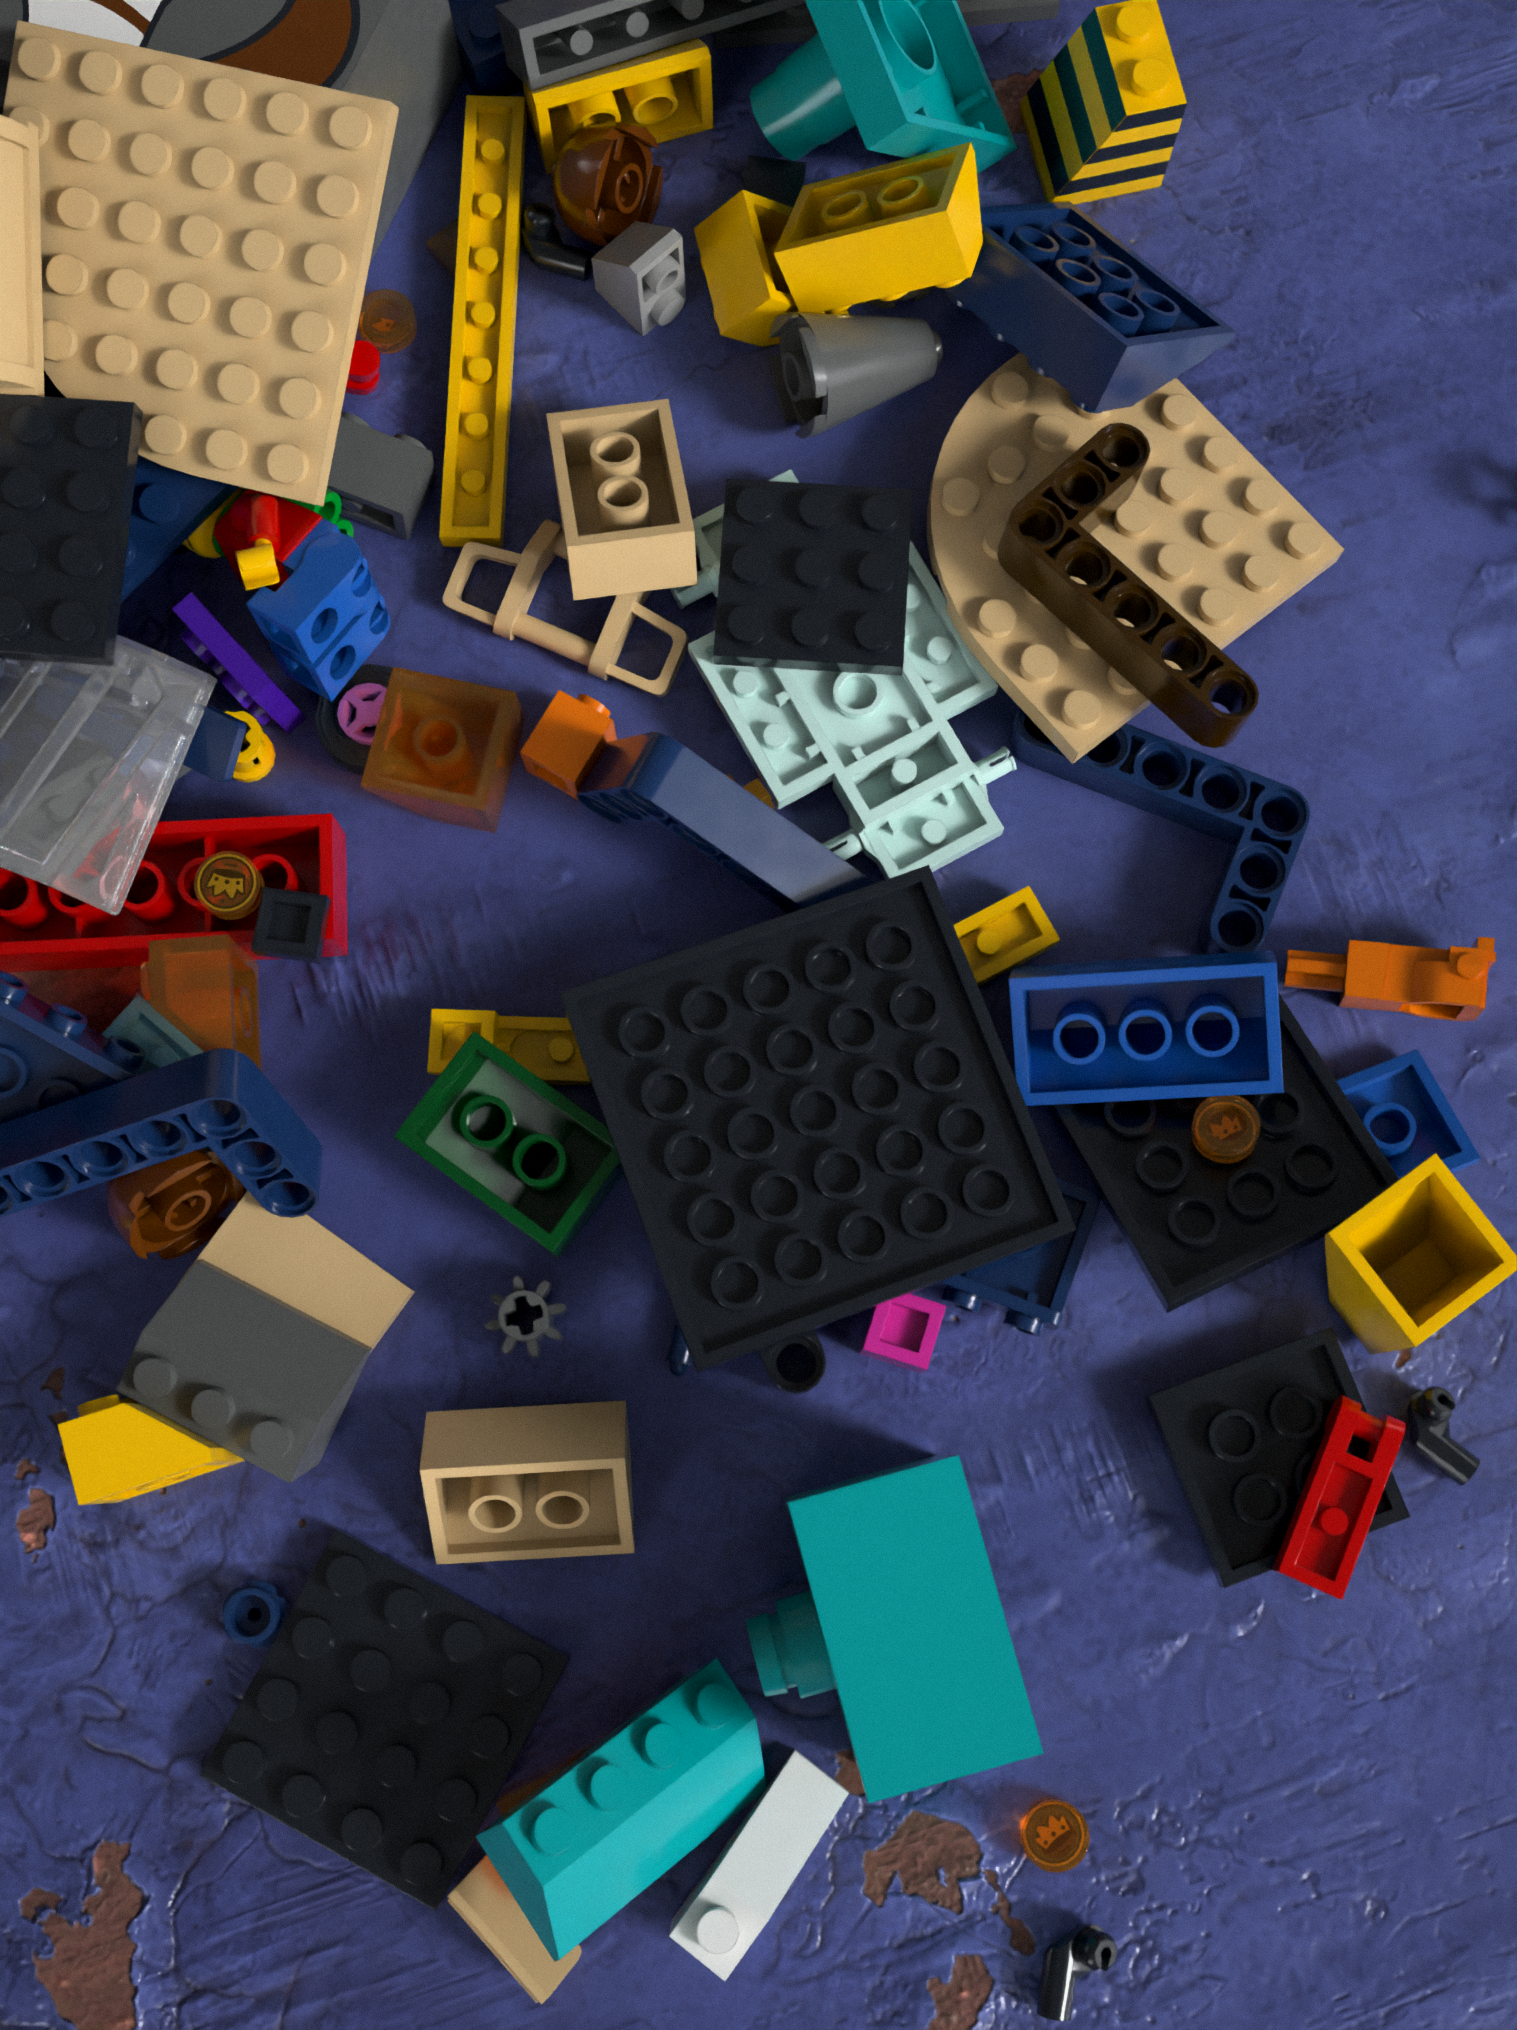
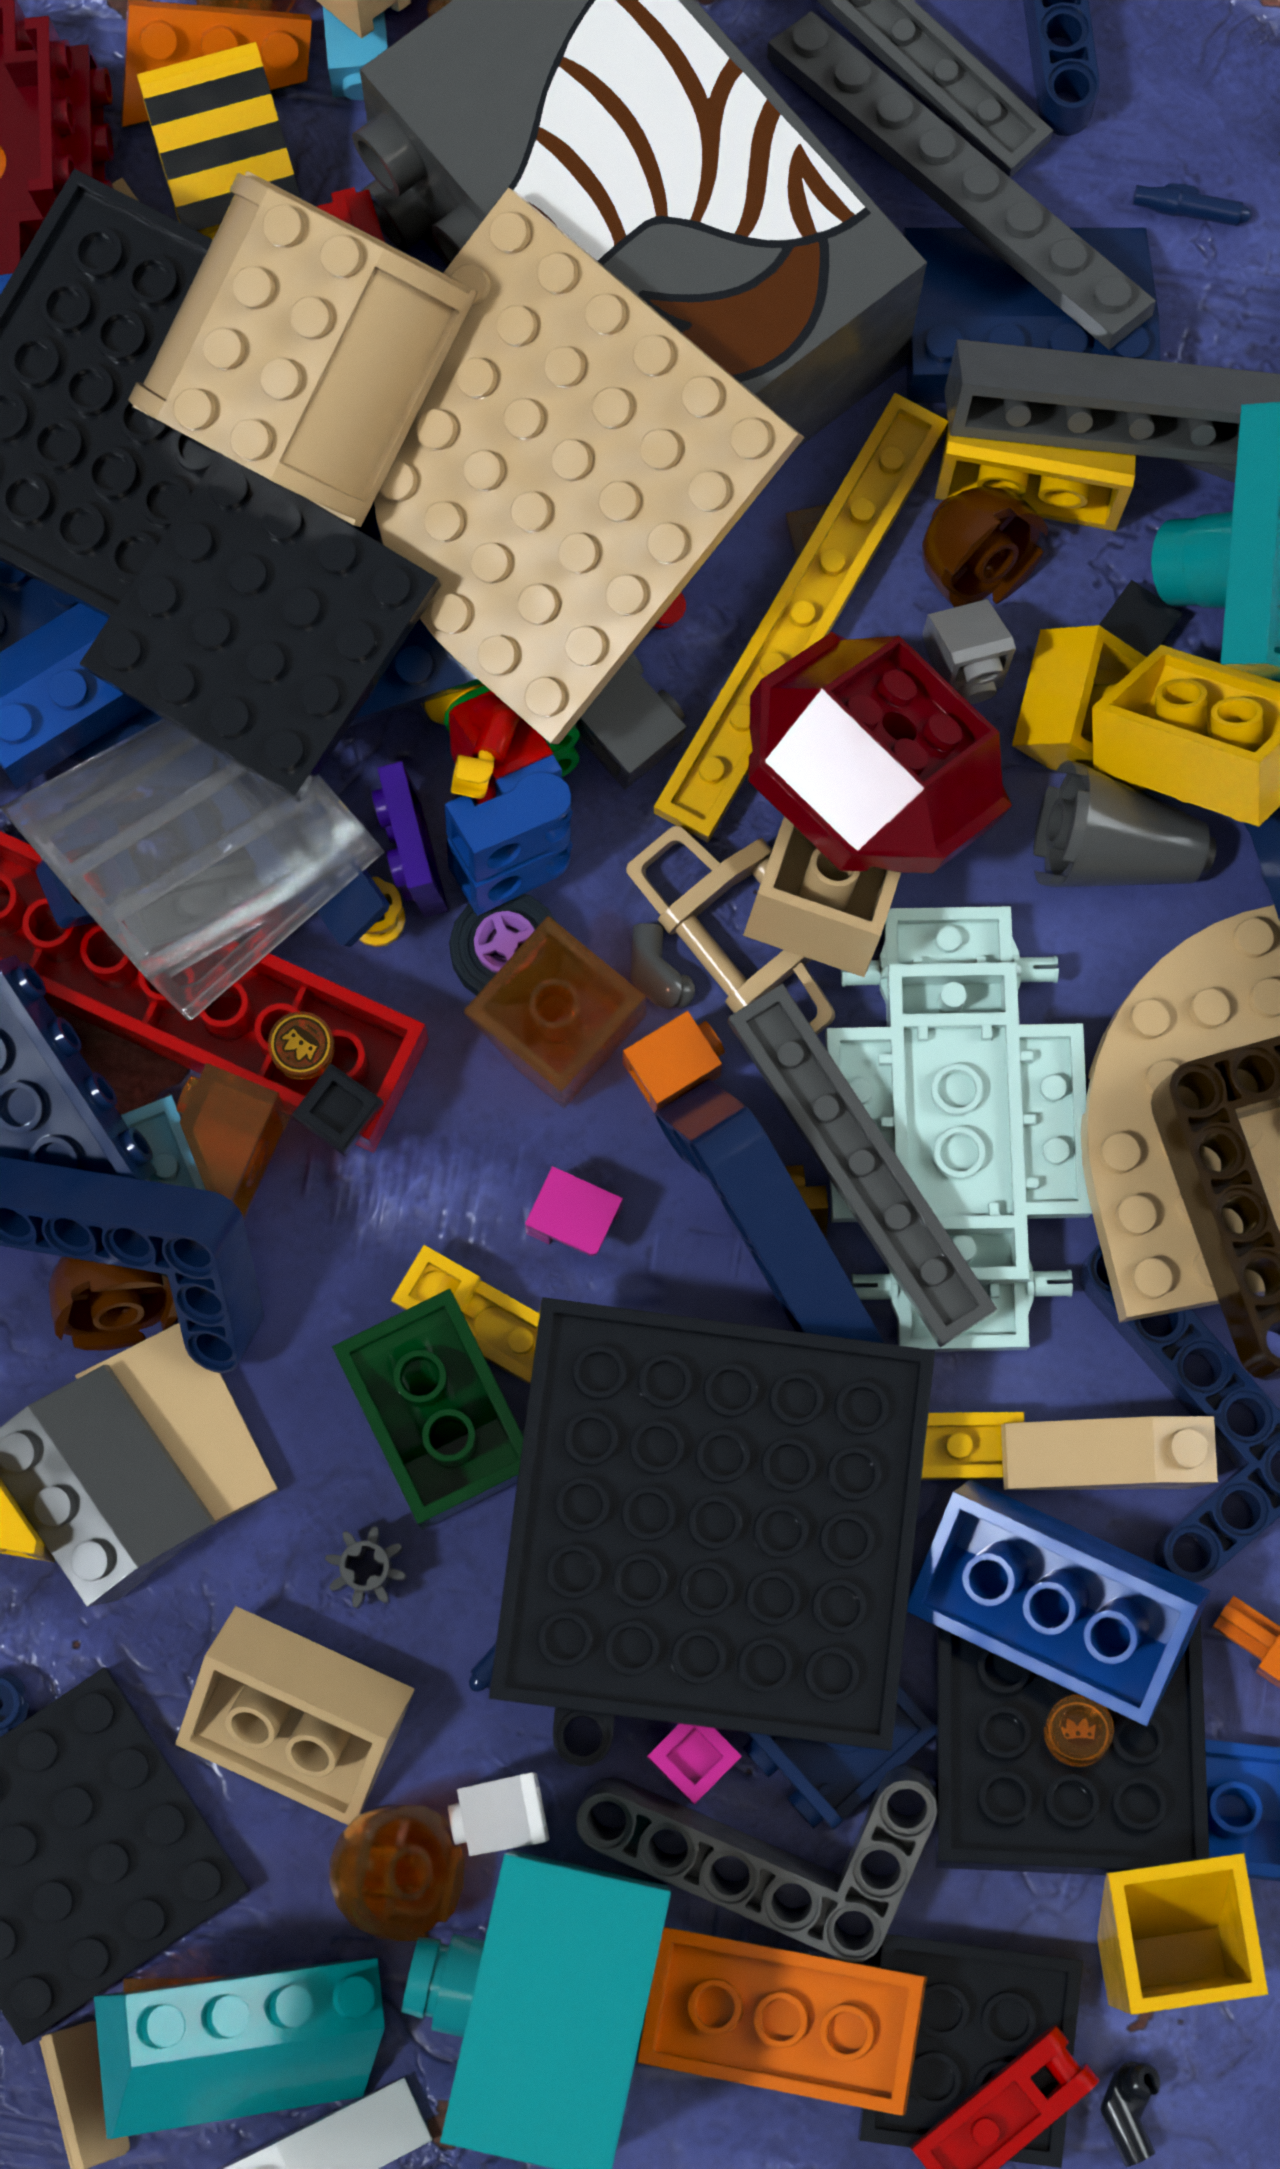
camera: 25 degrees right, 0 degrees up
(387, 321) = (717, 576): clear orange tile -> none
(528, 681) = (653, 974): none -> dark grey arm
(546, 246) = (896, 574): black arm -> none
(548, 914) = (572, 1212): none -> dark pink panel
(608, 386) = (875, 756): none -> dark red piece
(693, 1572) = (396, 1872): none -> clear orange cylinder
(760, 1471) = (499, 1815): none -> white slope
(780, 741) = (861, 1165): none -> dark grey plate
(813, 577) = (973, 1025): black plate -> none
(1023, 1389) = (770, 1866): none -> dark grey beam
(1110, 1517) = (783, 2020): none -> orange plate
(1123, 880) = (1110, 1453): none -> tan slope

